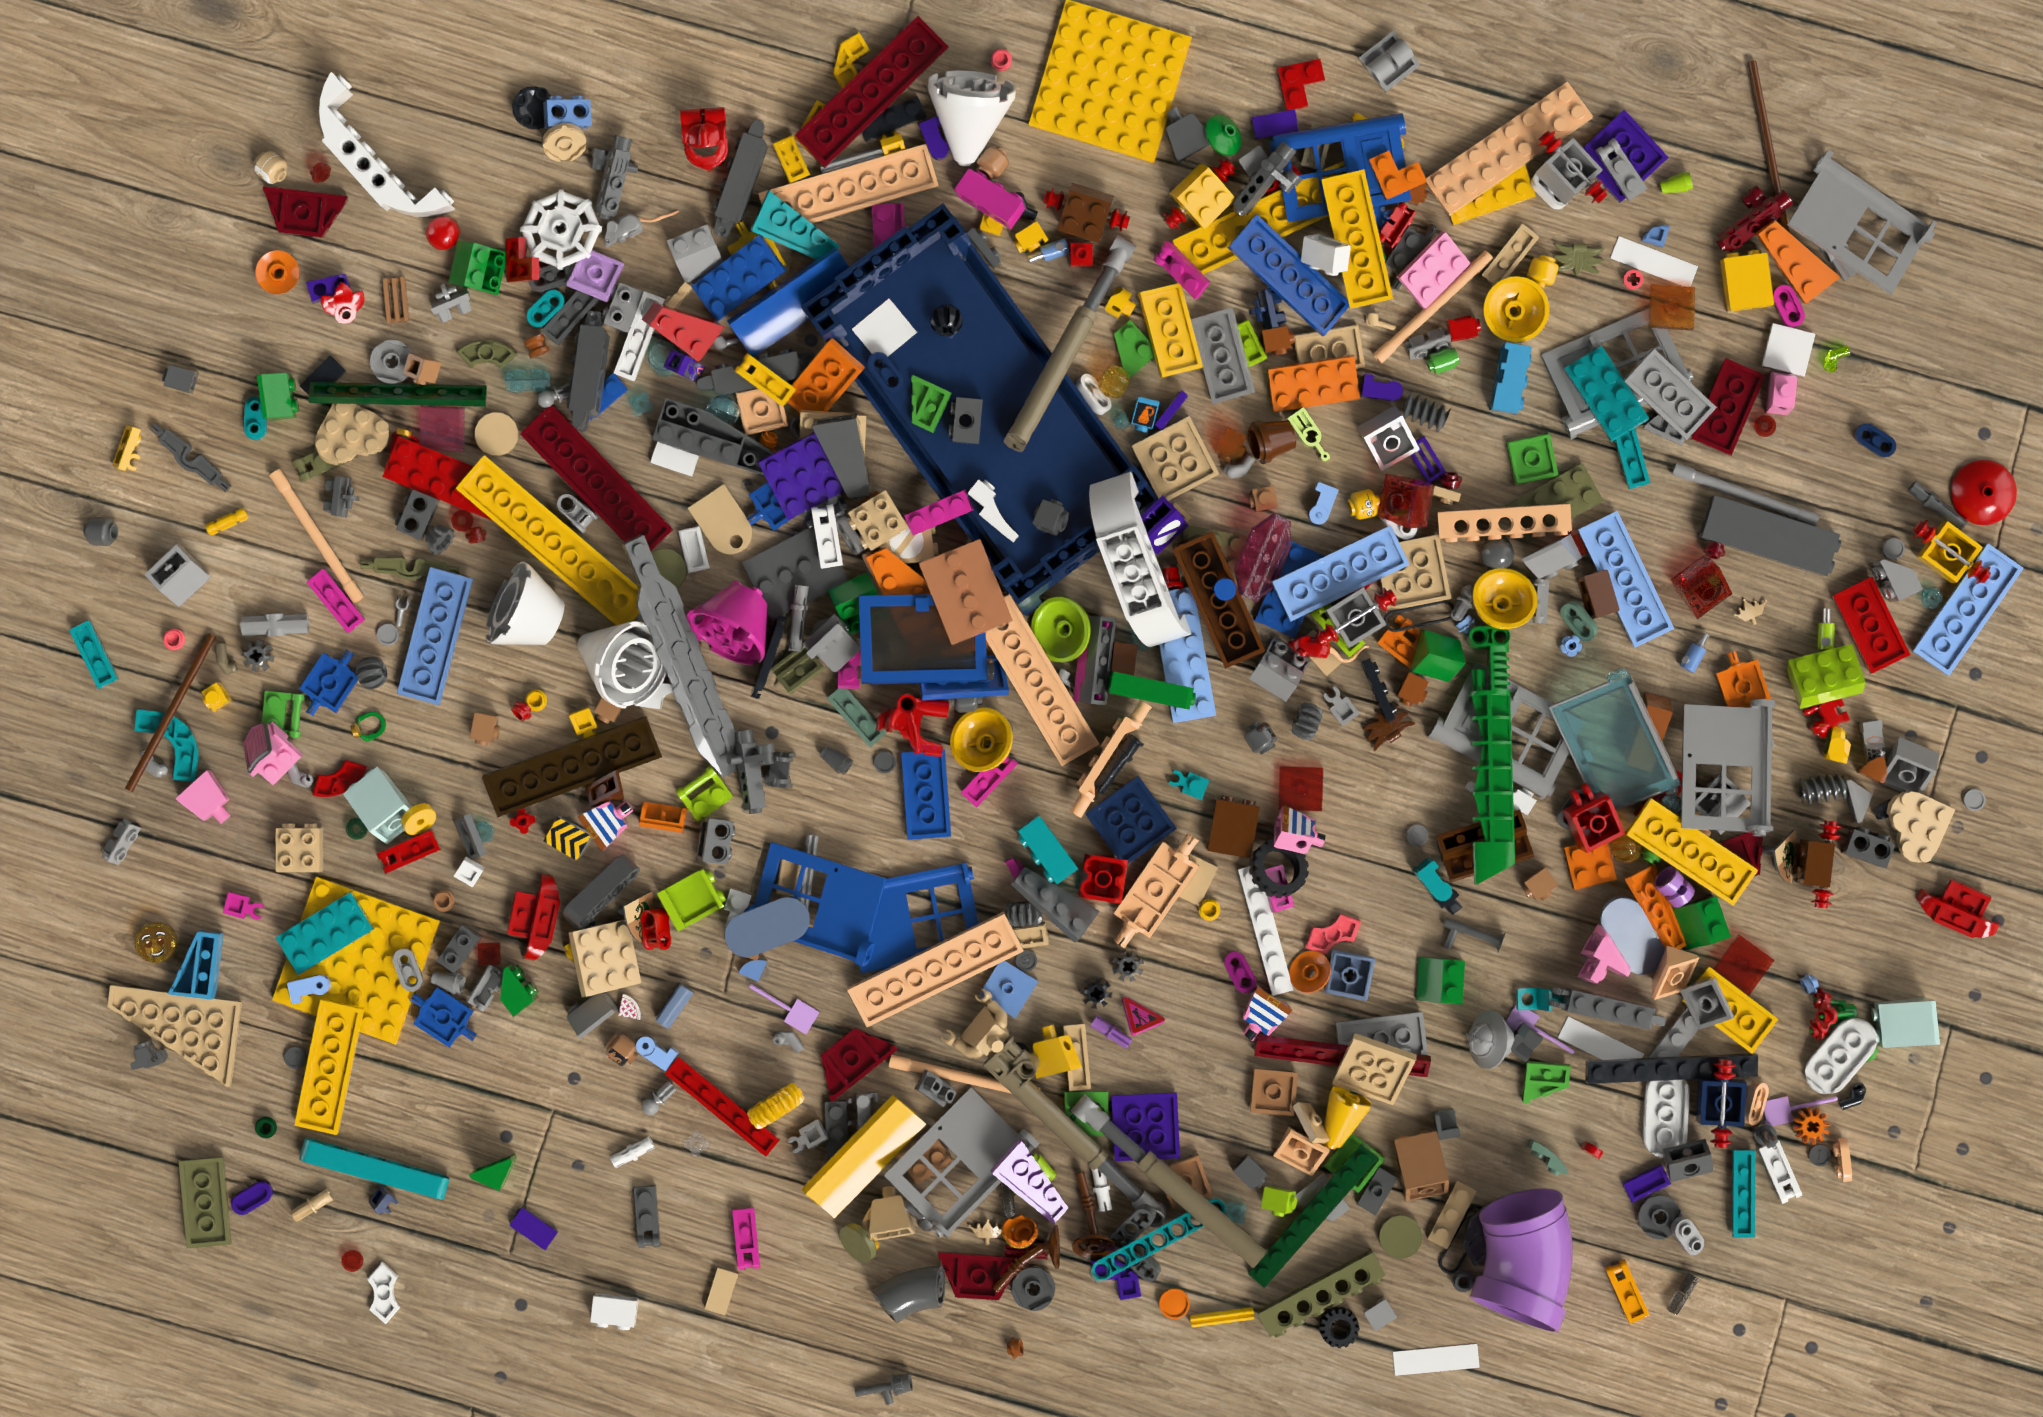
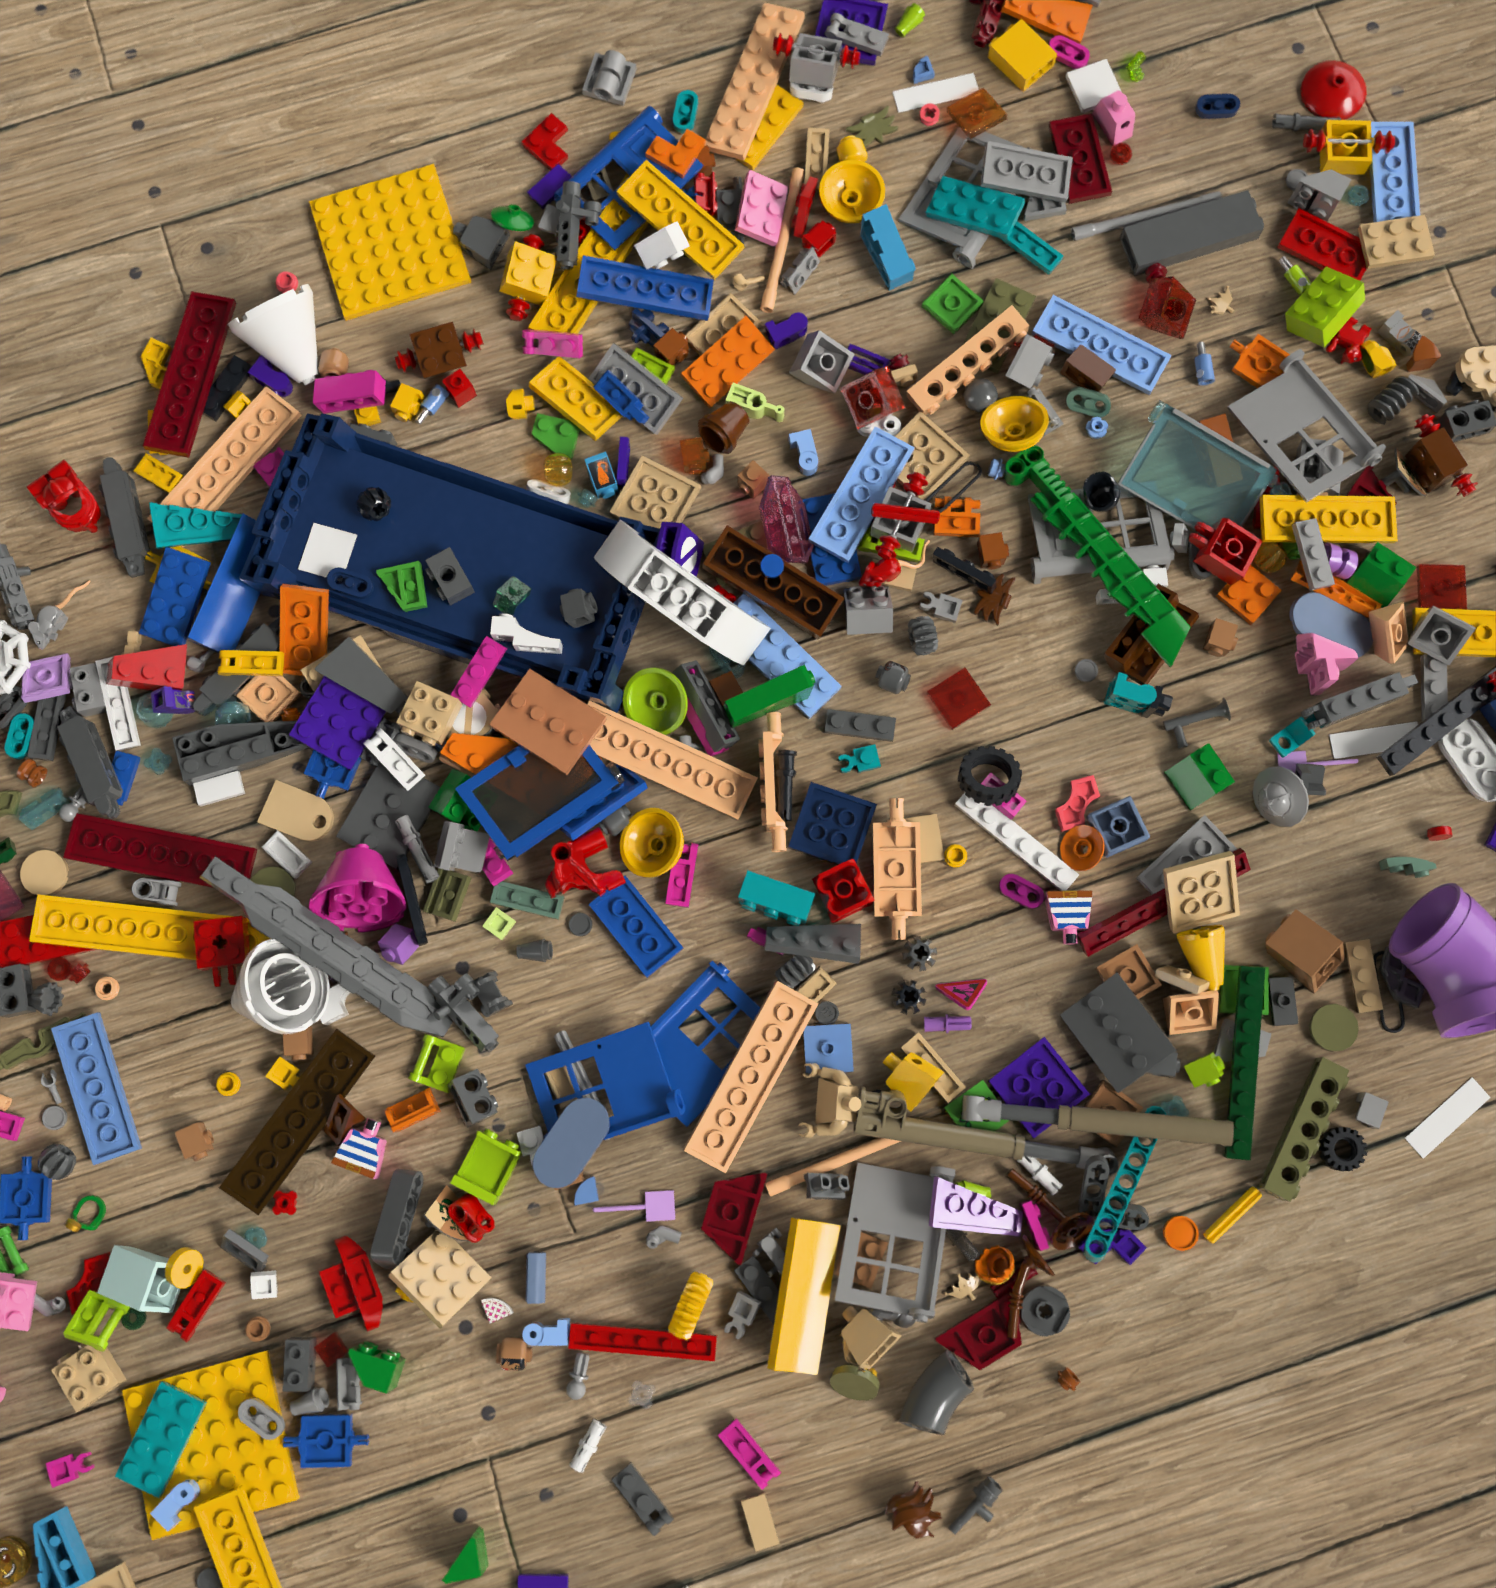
camera: 30 degrees left, 10 degrees down
(326, 809) = (89, 1317): none -> lime plate
(482, 561) = (100, 988): none -> light nougat plate
(521, 710) = (219, 1102): red plate -> none
(524, 610) = (163, 1006): white cone -> none
(568, 838) = (335, 1189): piece -> none
(588, 597) = (211, 956): none -> red hinge
(591, 1013) = (463, 1339): light grey slope -> none
(695, 253) = (122, 602): light grey slope -> none
(735, 684) = (398, 944): none -> medium lavender brick
(822, 719) = (499, 923): none -> yellowish green plate
(837, 1359) = (913, 1511): none -> reddish brown hair
(853, 159) = (210, 441): light grey axle -> none
(1005, 469) = (511, 595): none -> clear green bracket
(1066, 349) = (499, 523): dark tan piece -> none
(1068, 1233) = (1031, 1214): none -> dark pink plate
(1205, 357) = (621, 397): none -> blue hinge
(1208, 756) = (860, 725): none -> dark grey plate
(1233, 827) = (925, 769): reddish brown panel -> none
(1234, 1128) = (1118, 1032): none -> dark grey plate
(1296, 831) = (981, 734): torso -> none
(1358, 620) = (905, 513): none -> red axle
(1363, 504) = (840, 428): yellow head -> none
(1425, 412) = (838, 321): dark grey piece -> none
(1431, 136) = (685, 113): none -> teal plate
(1438, 656) = (994, 509): green slope -> none
(1443, 360) = (822, 274): bright green brick -> none
(1446, 1124) = (1298, 899): dark grey panel -> none
(1462, 603) = (982, 452): light grey axle -> none
(1463, 1287) = (1424, 1028): dark grey plate -> none
(1468, 293) = (804, 202): none -> red plate
(1530, 704) = (1101, 492): none -> black hair
(1544, 1078) = (1351, 801): bright green wing -> none
(1567, 782) = (1179, 537): none -> white plate
(1655, 872) = (1313, 554): none -> light grey plate
(1910, 766) = (1451, 332): light grey slope -> none
(1926, 661) = (1396, 241): none -> tan plate

